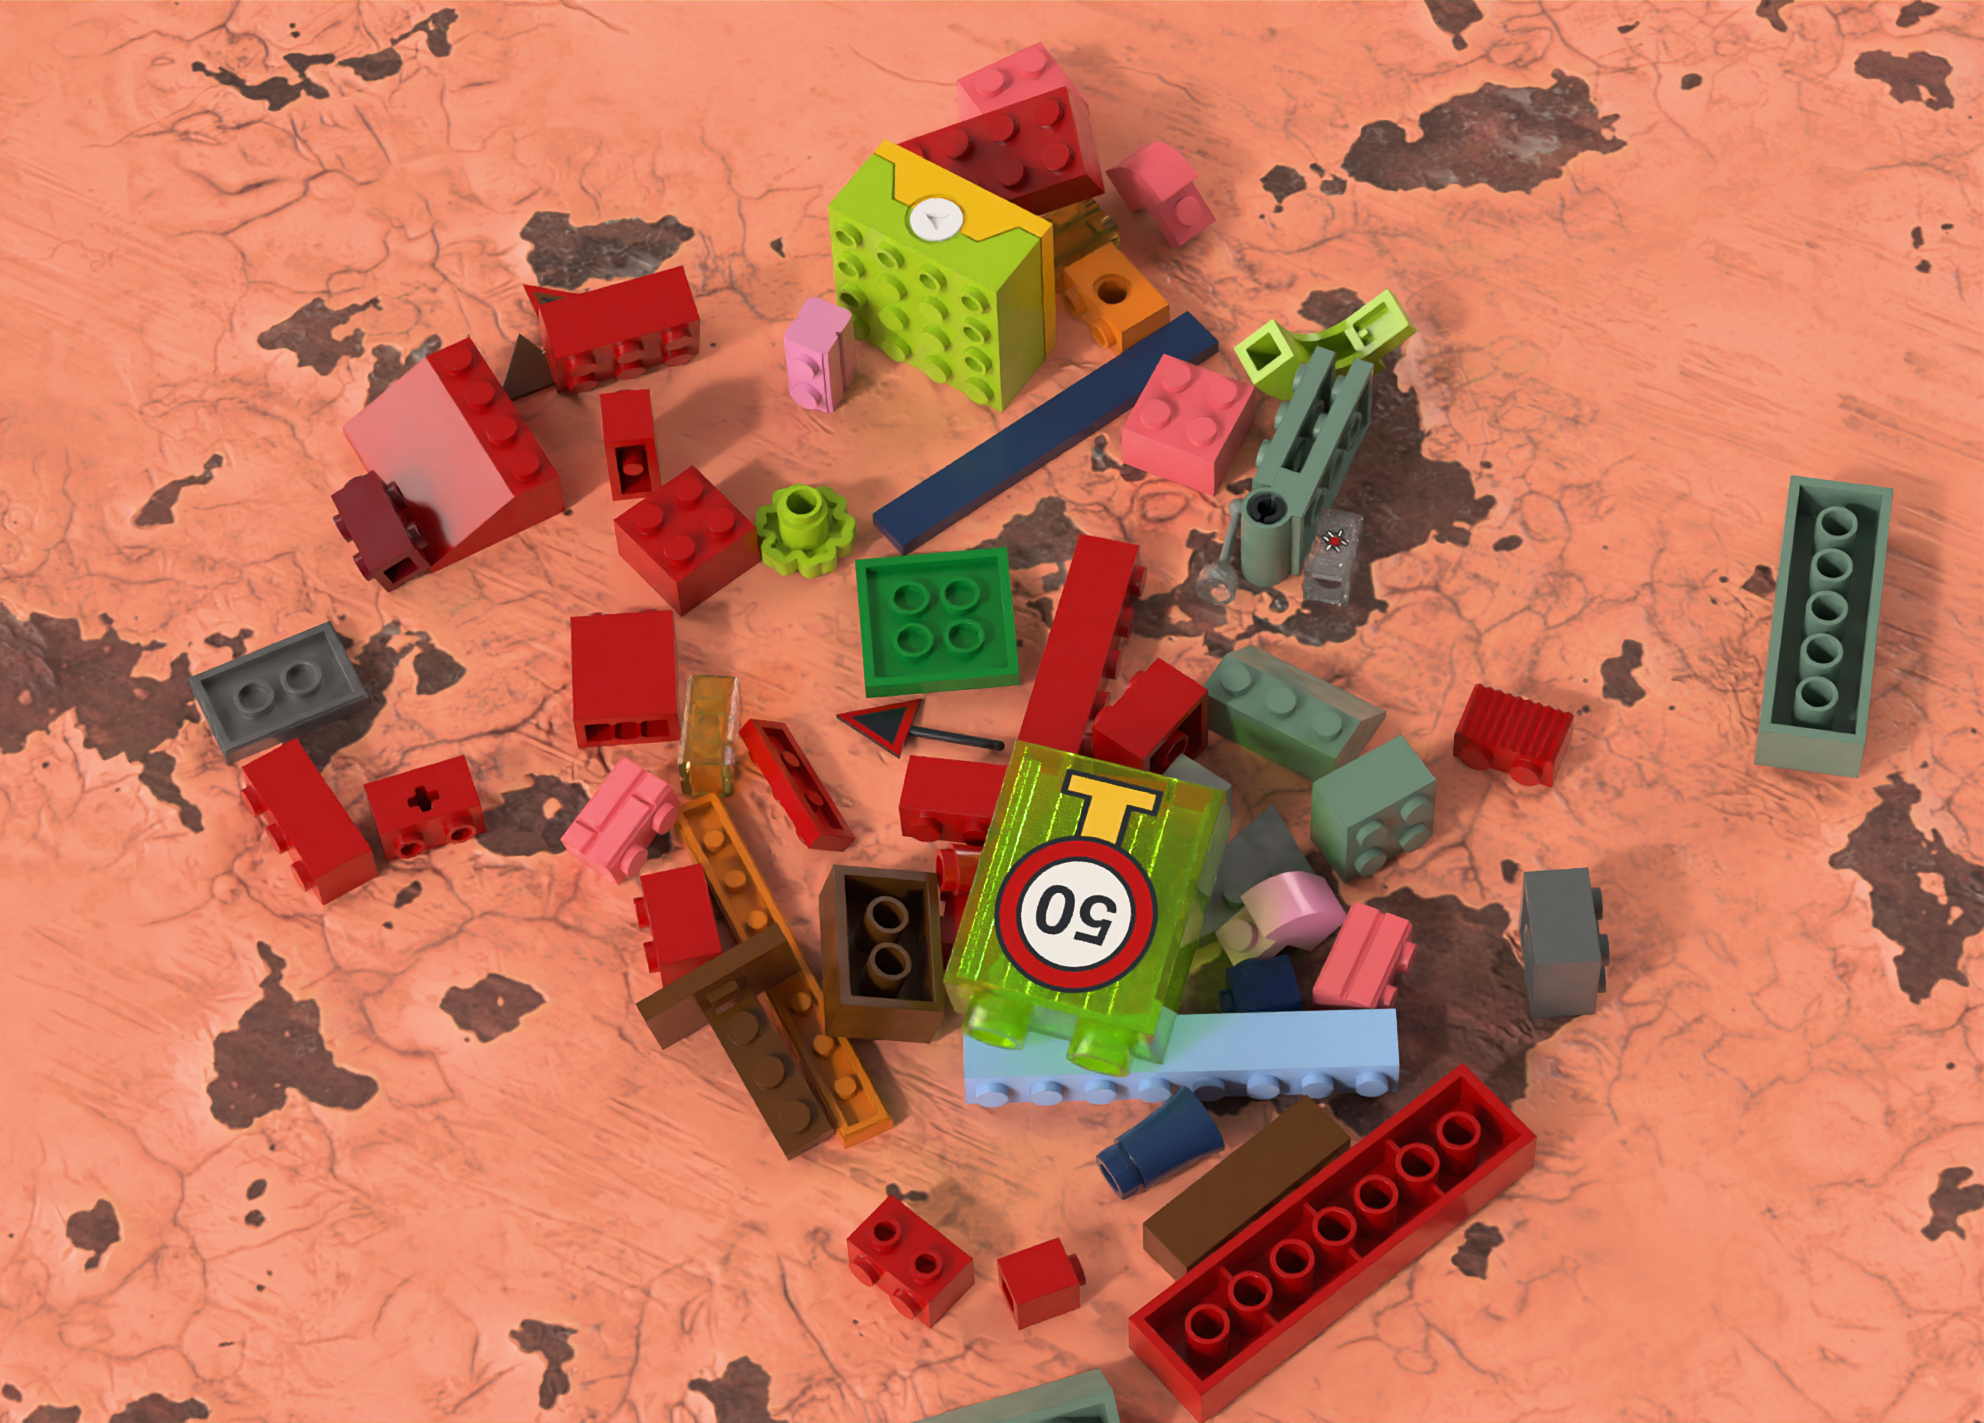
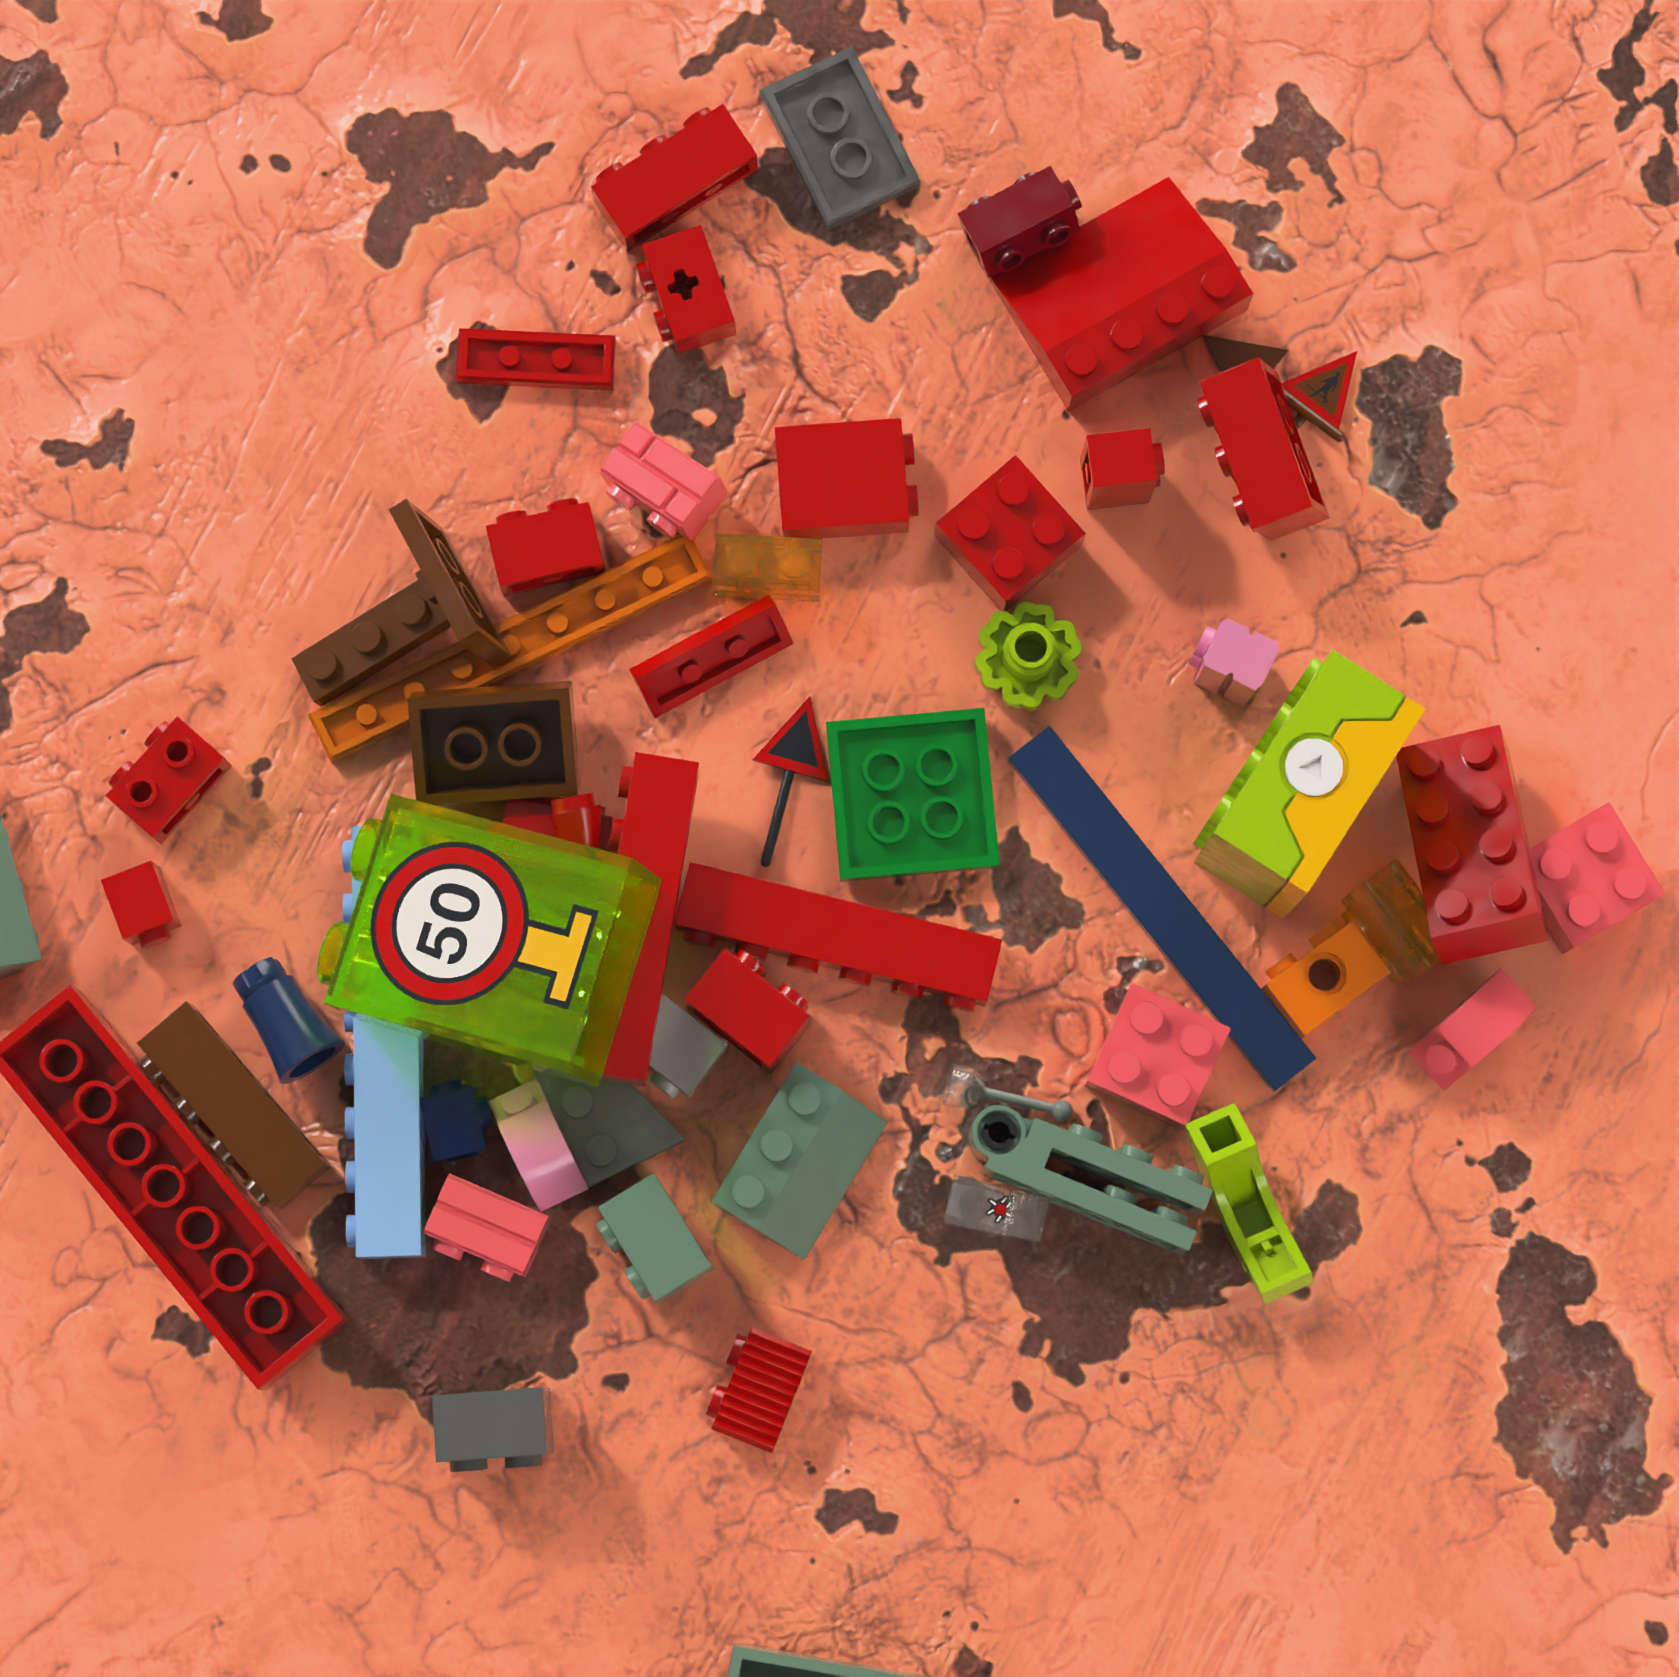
camera: 85 degrees right, 25 degrees up
(484, 949) = (536, 359): none -> red tile

